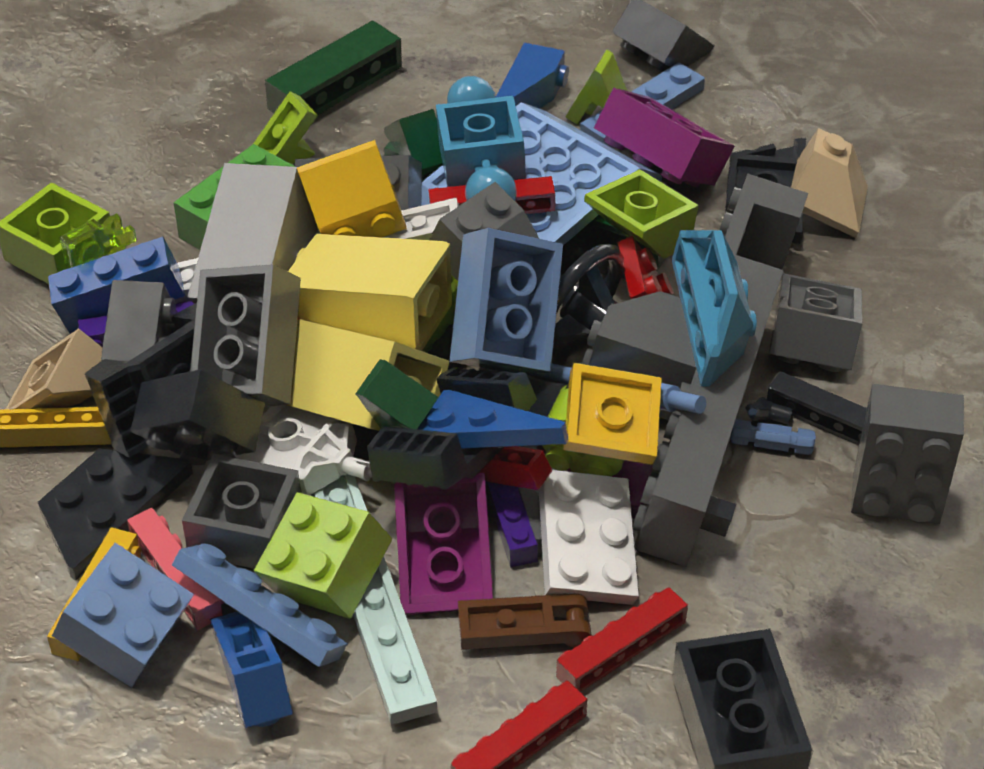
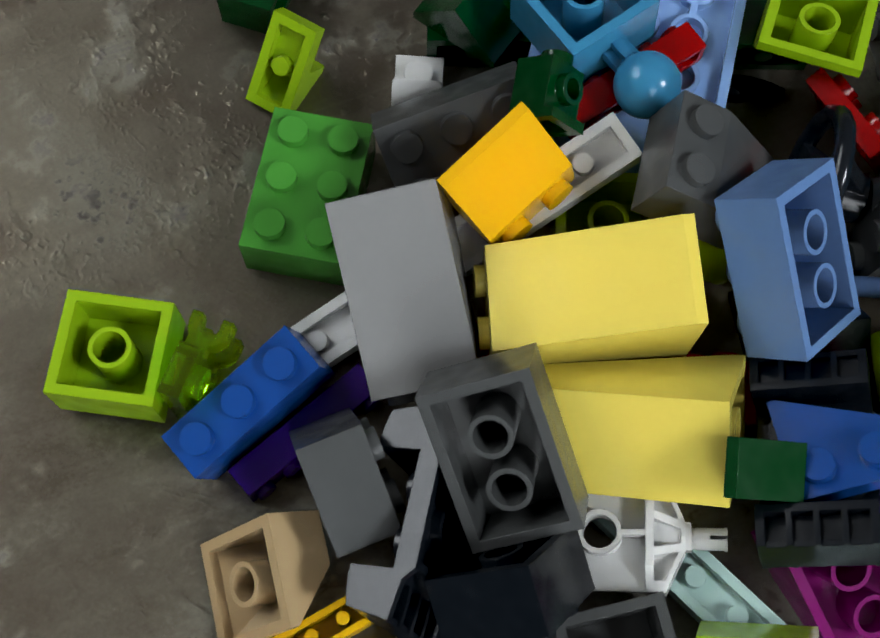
camera: 30 degrees left, 25 degrees up
(416, 169) = (551, 91): none -> dark green brick

